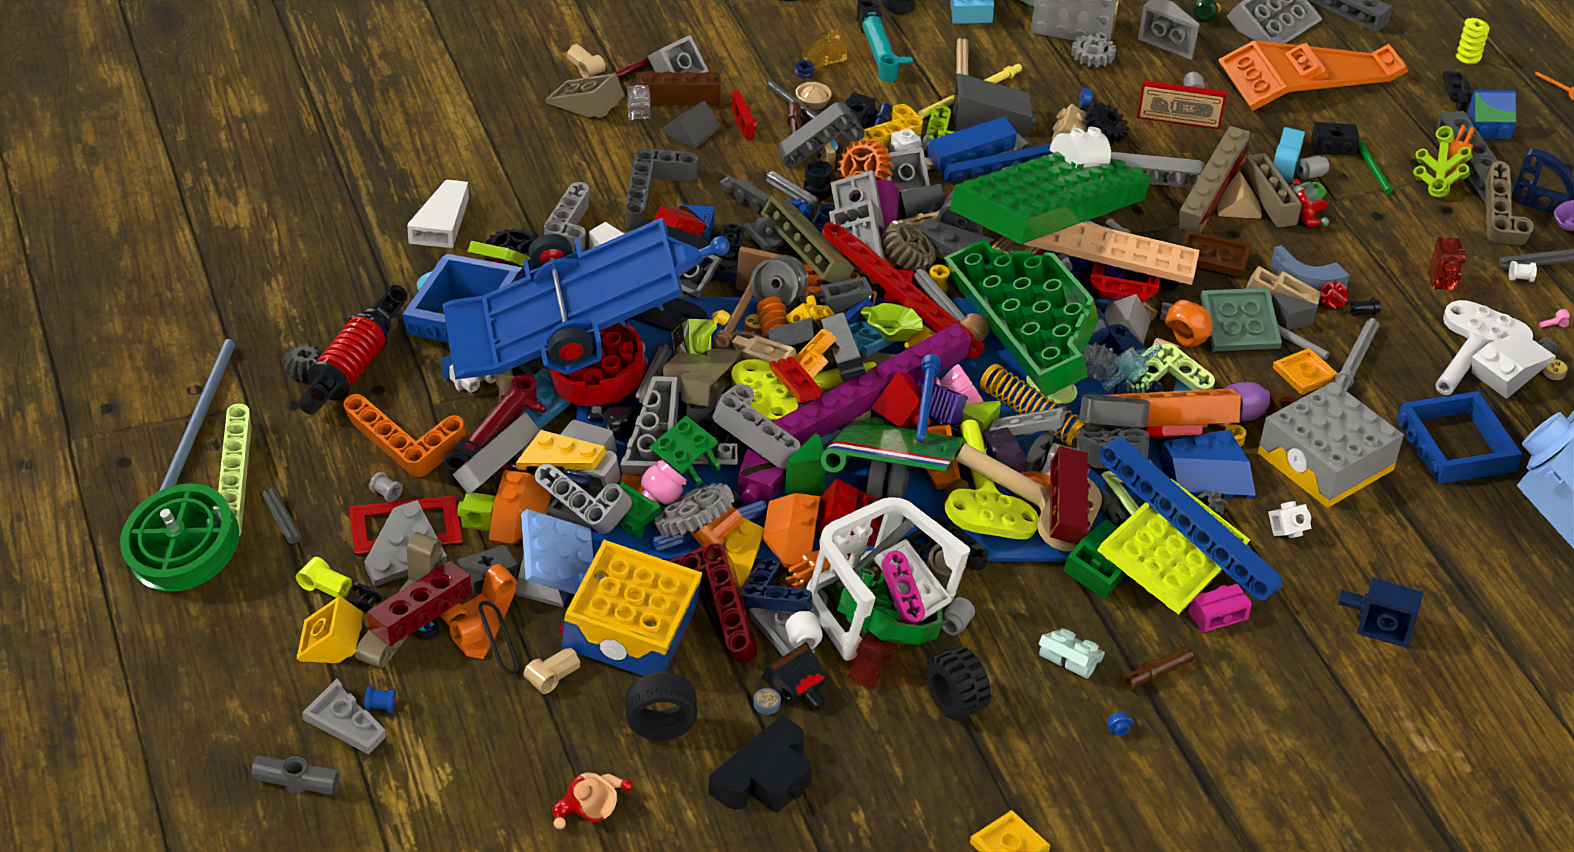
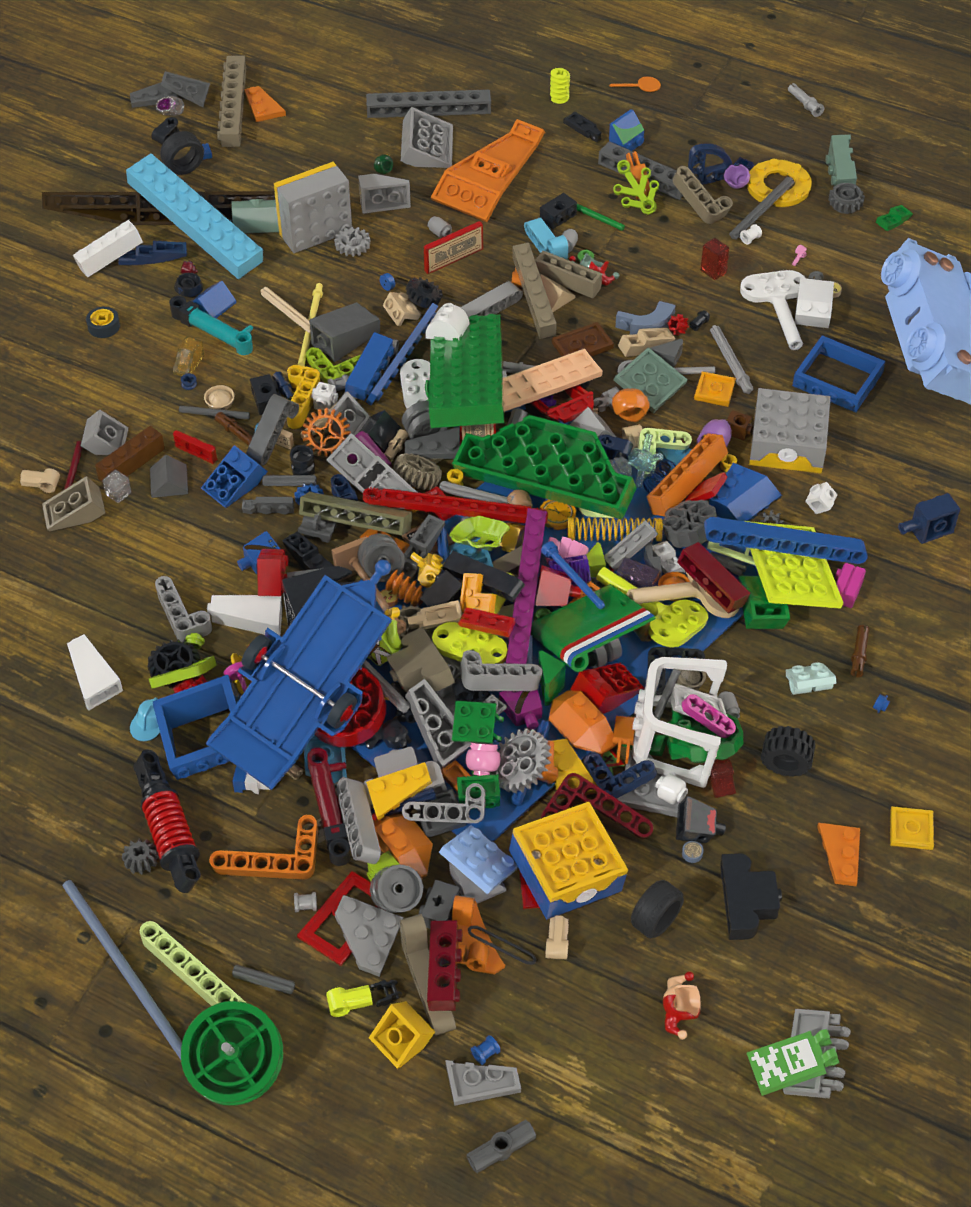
camera: 40 degrees left, 10 degrees up
(448, 521) = (408, 888): none -> dark grey wheel
(658, 165) = (182, 534): dark grey beam -> none
(746, 156) = (233, 477): none -> blue slope
(905, 23) = (215, 300): none -> slope
(911, 809) = (842, 851): none -> orange wing
(998, 355) = (558, 514): none -> light orange tile
(1114, 410) = (673, 499): dark grey beam -> none

